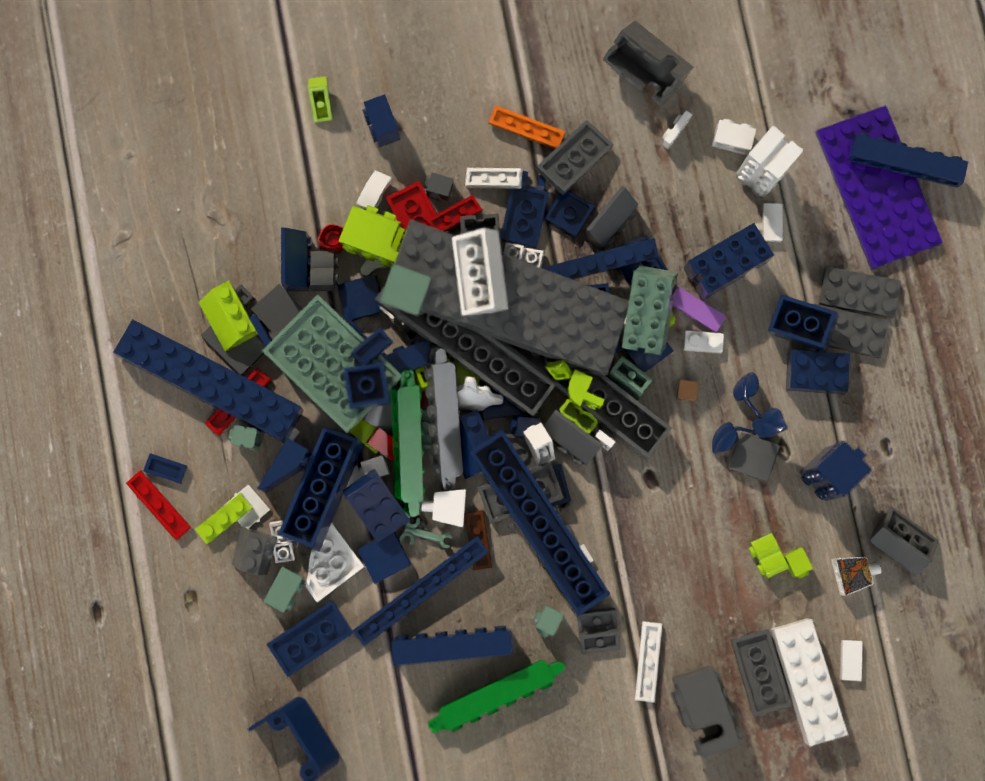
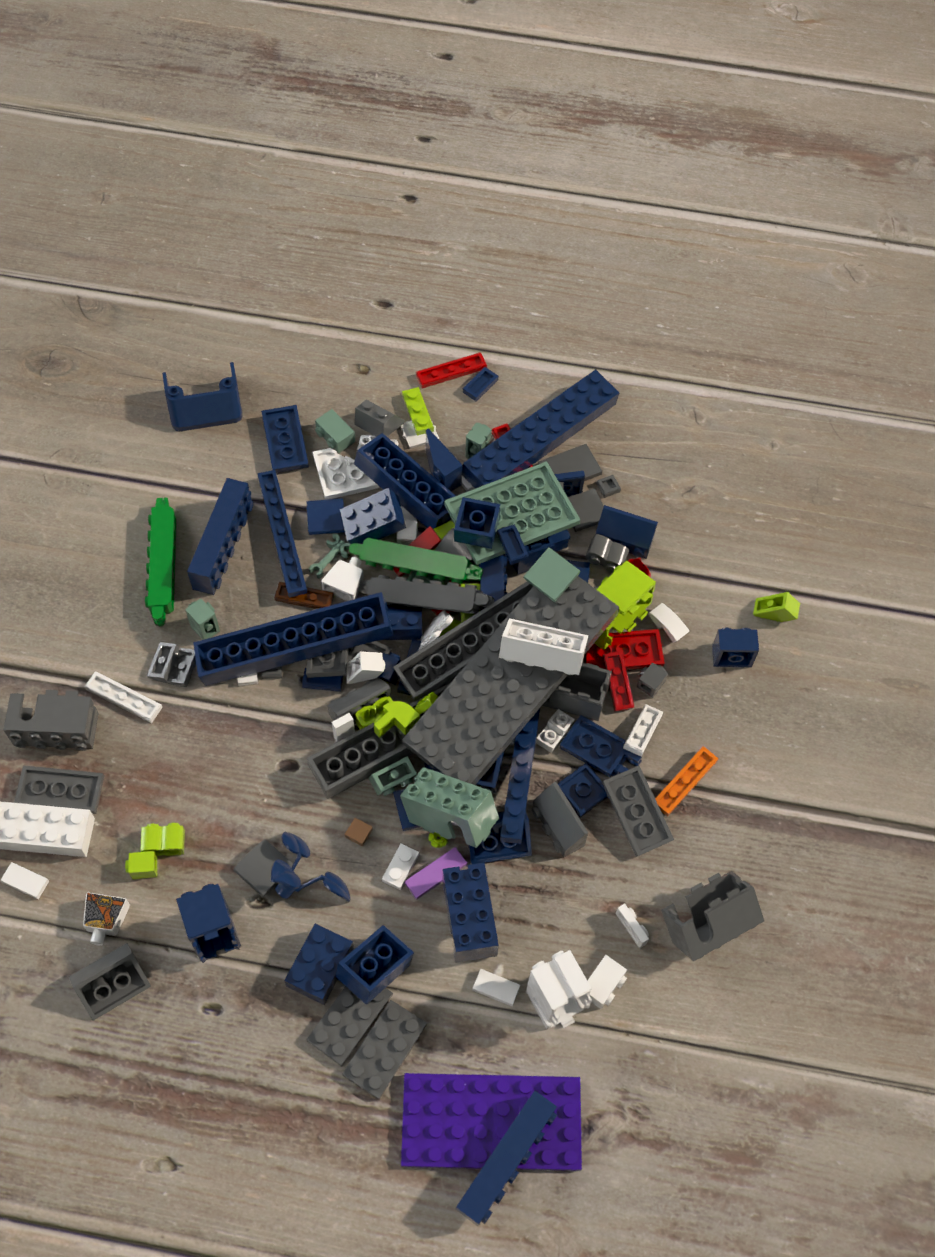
camera: 110 degrees right, 20 degrees down
(227, 316) = (599, 466): lime slope -> none

